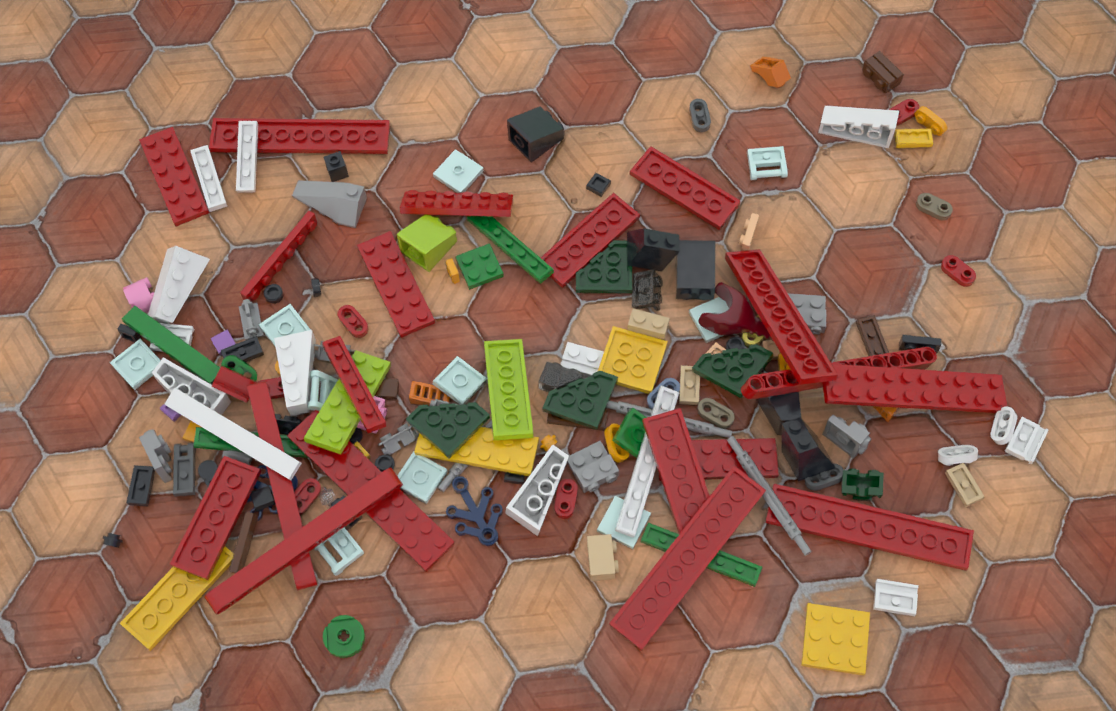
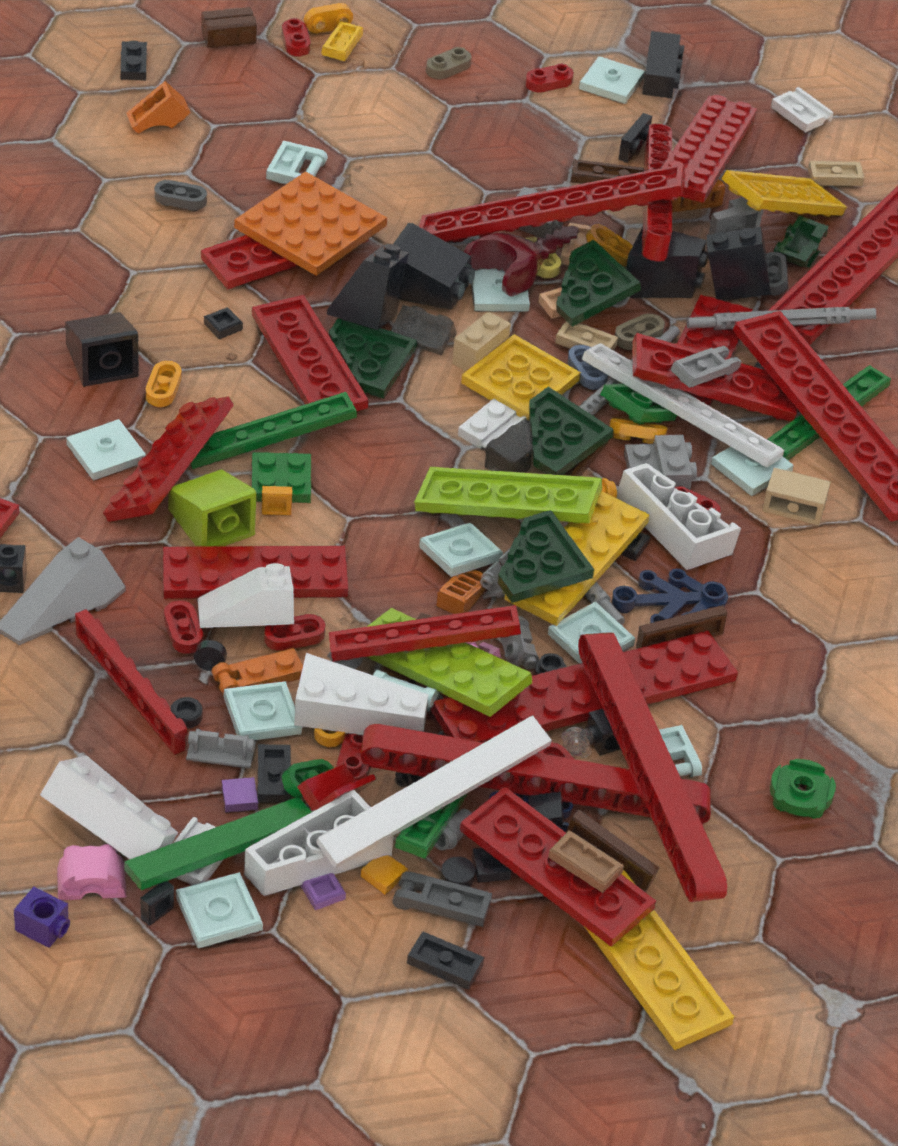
camera: 75 degrees left, 20 degrees down
(98, 280) = (41, 917): none -> dark purple brick
(112, 540) = (525, 1020): black plate -> none
(158, 453) = (408, 910): light grey plate -> none
(212, 530) = (586, 861): none -> medium nougat plate
(317, 316) = (261, 670): none -> orange plate
(331, 265) = (183, 626): none -> red plate
(359, 290) = (253, 599): none -> white slope
(445, 525) = (681, 626): none -> reddish brown tile
(524, 175) = (163, 383): none -> light orange plate
(672, 460) = (705, 366): none -> light grey hinge
(706, 191) = (310, 223): none -> orange plate
(735, 342) = (549, 281): black plate -> none
(750, 226) = (397, 212): light nougat plate -> none
(819, 38) = (133, 60): none -> black plate
(859, 124) = (299, 67): white wedge -> none
(891, 454) = (783, 193): none -> yellow plate
(957, 454) = (796, 161): white plate -> none
(982, 309) = (611, 80): none -> light aqua plate
(1002, 426) = (777, 118): white plate -> none
(1016, 333) = (663, 64): none -> black brick

